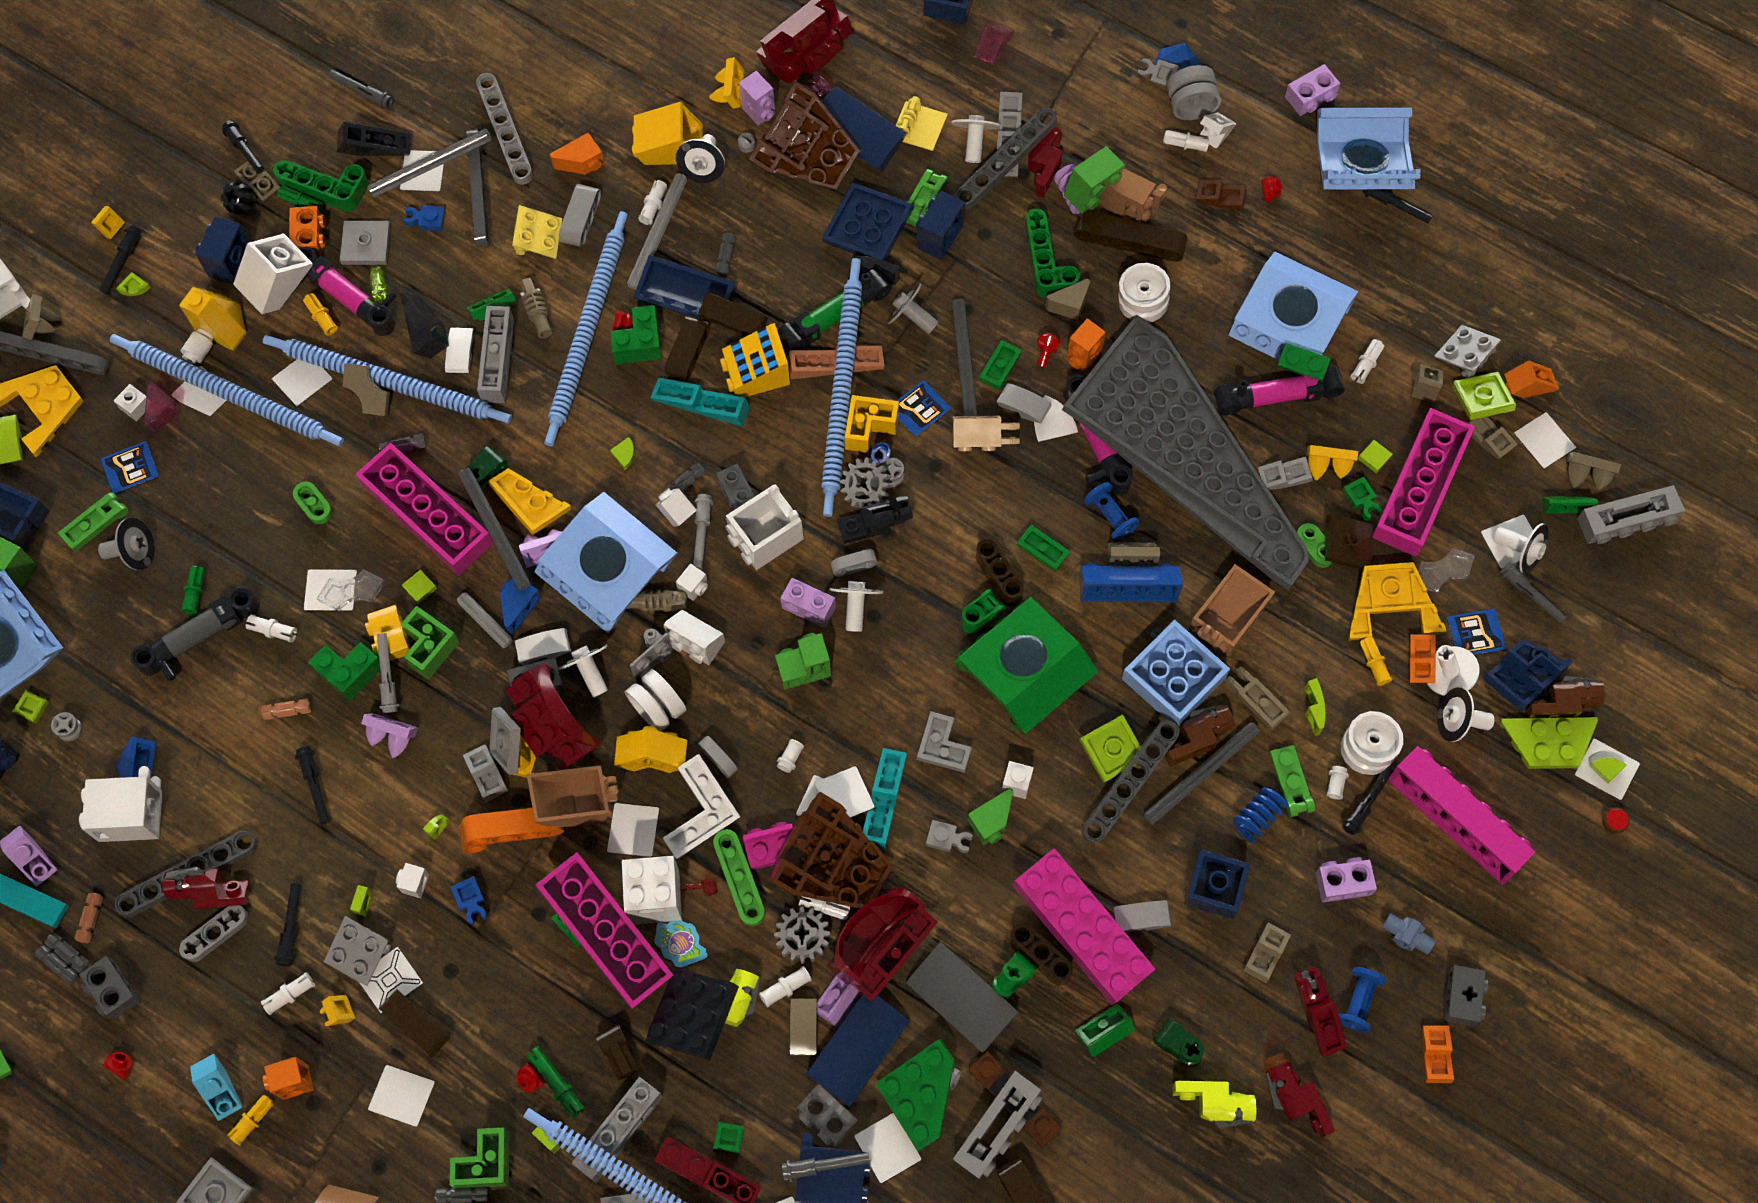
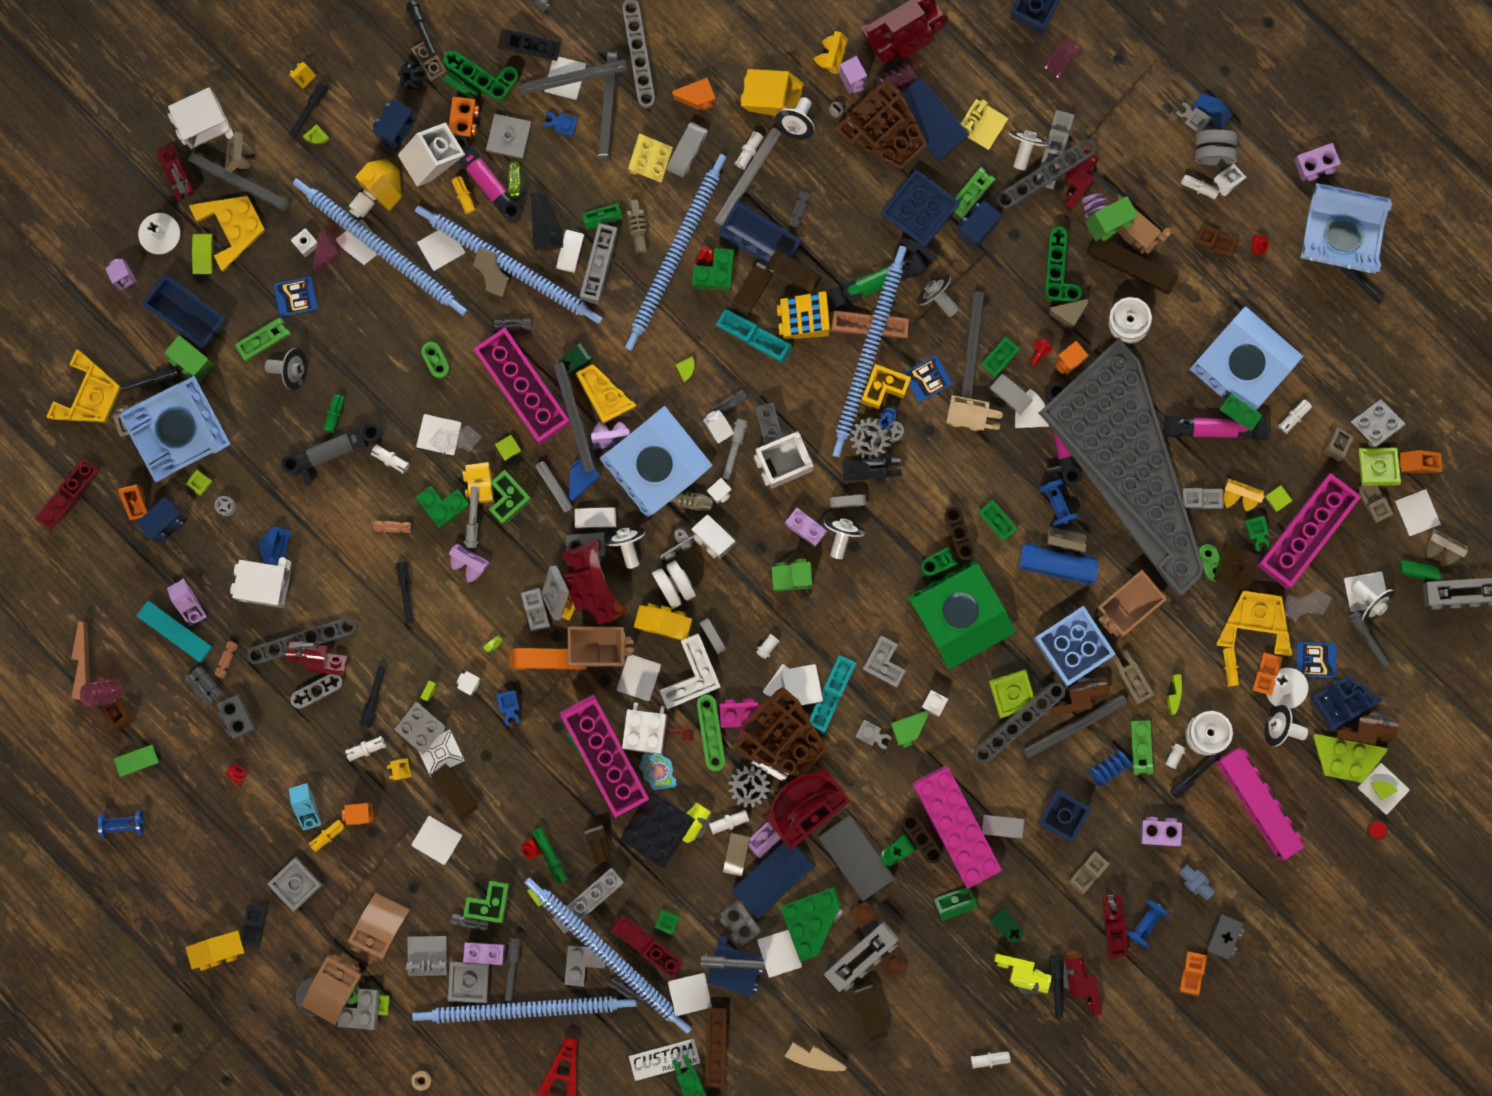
camera: 15 degrees right, 15 degrees up
(1261, 1094) = (1056, 975): none -> black pin

